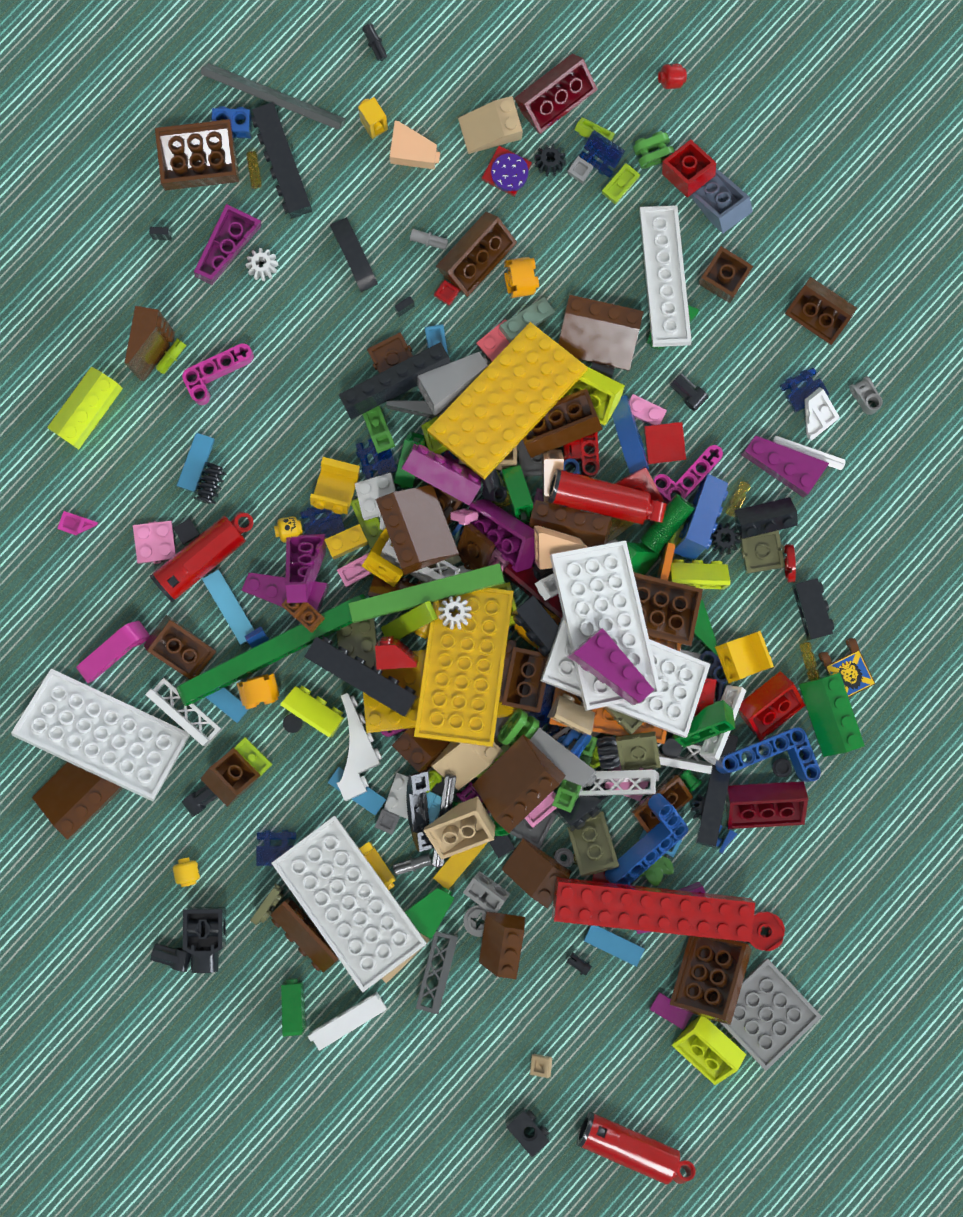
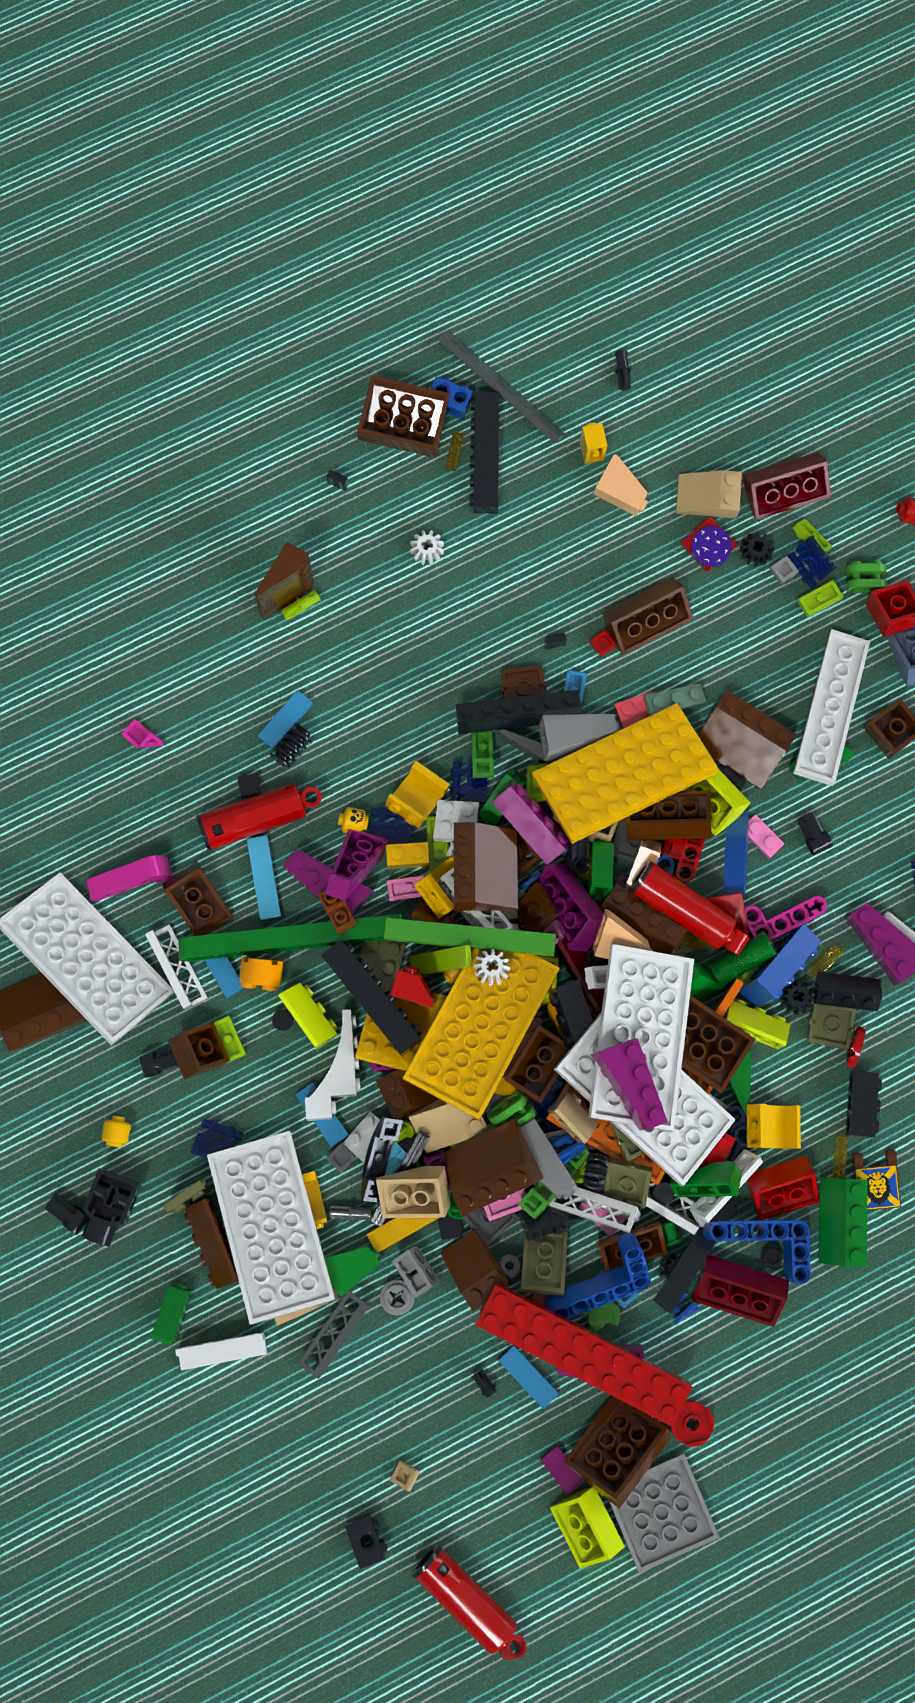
camera: 20 degrees right, 5 degrees down
(85, 407) = (195, 624): neon yellow slope -> none
(154, 542) = (213, 784): bright pink plate -> none
(219, 370) = (344, 637): dark pink beam -> none
(226, 242) = (404, 509): magenta wedge -> none
(256, 637) = (279, 918): blue tile -> none
(354, 254) = (523, 571): black slope -> none
(428, 239) = (604, 583): light grey axle -> none
(464, 516) = (537, 874): bright pink plate -> none
(502, 944) = (412, 1330): reddish brown slope -> none
(520, 277) = (683, 655): light orange brick -> none
(665, 443) = (770, 876): red tile -> none

